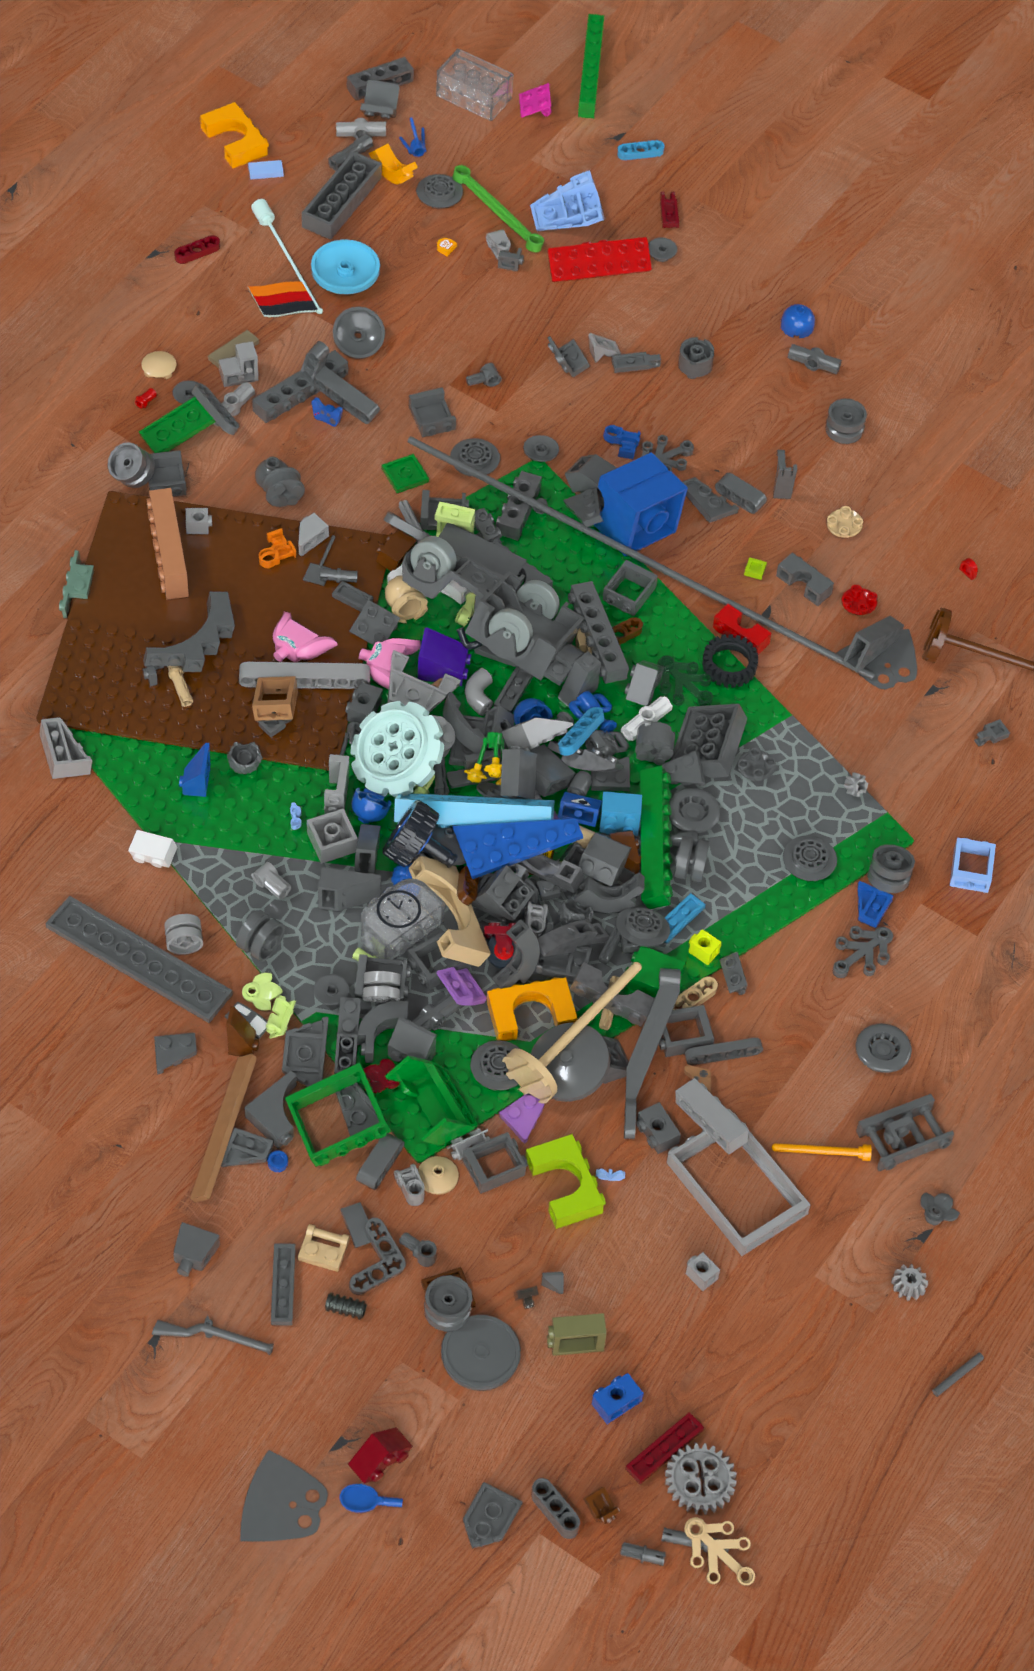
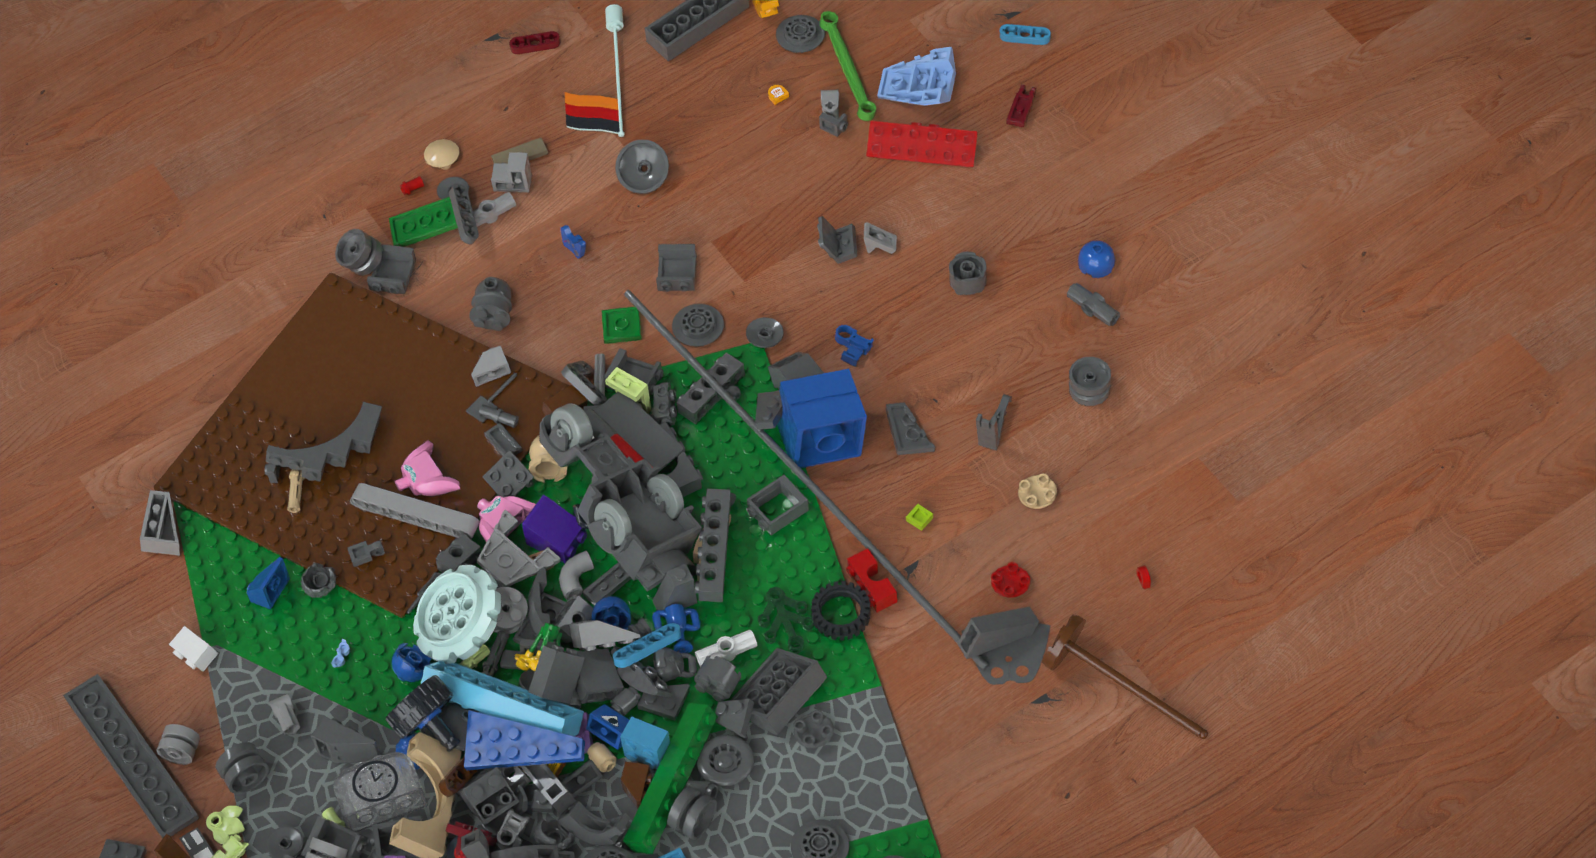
camera: 30 degrees right, 0 degrees up
(78, 583) = (256, 358): sand green bracket -> none
(167, 544) = (350, 342): nougat brick -> none
(198, 521) = (392, 325): light grey brick -> none
(279, 549) = (458, 376): orange piece -> none
(283, 708) = (372, 543): medium nougat window -> none
(293, 390) = (562, 209): dark grey brick -> none
(332, 835) = (360, 685): light grey brick -> none
(334, 386) = (573, 197): dark grey beam -> none
(338, 774) = (391, 637): light grey panel -> none
(345, 266) = (664, 94): medium azure dish -> none
(367, 848) = (379, 708): dark grey slope -> none
(488, 375) = (751, 241): dark grey axle -> none
(604, 859) = (605, 787): dark grey slope -> none
(625, 626) = (757, 543): reddish brown beam -> none
(635, 362) = (905, 263): dark grey hinge -> none
(643, 683) = (738, 608): brick -> none
(662, 249) = (990, 142): dark grey piece -> none
(685, 449) = (882, 372): dark grey plant -> none
(740, 493) = (944, 431): dark grey beam -> none
(796, 569) = (958, 529): dark grey arch -> none
(856, 784) = (902, 775): light grey gear -> none
(993, 731) = (1081, 763): dark grey plate -> none

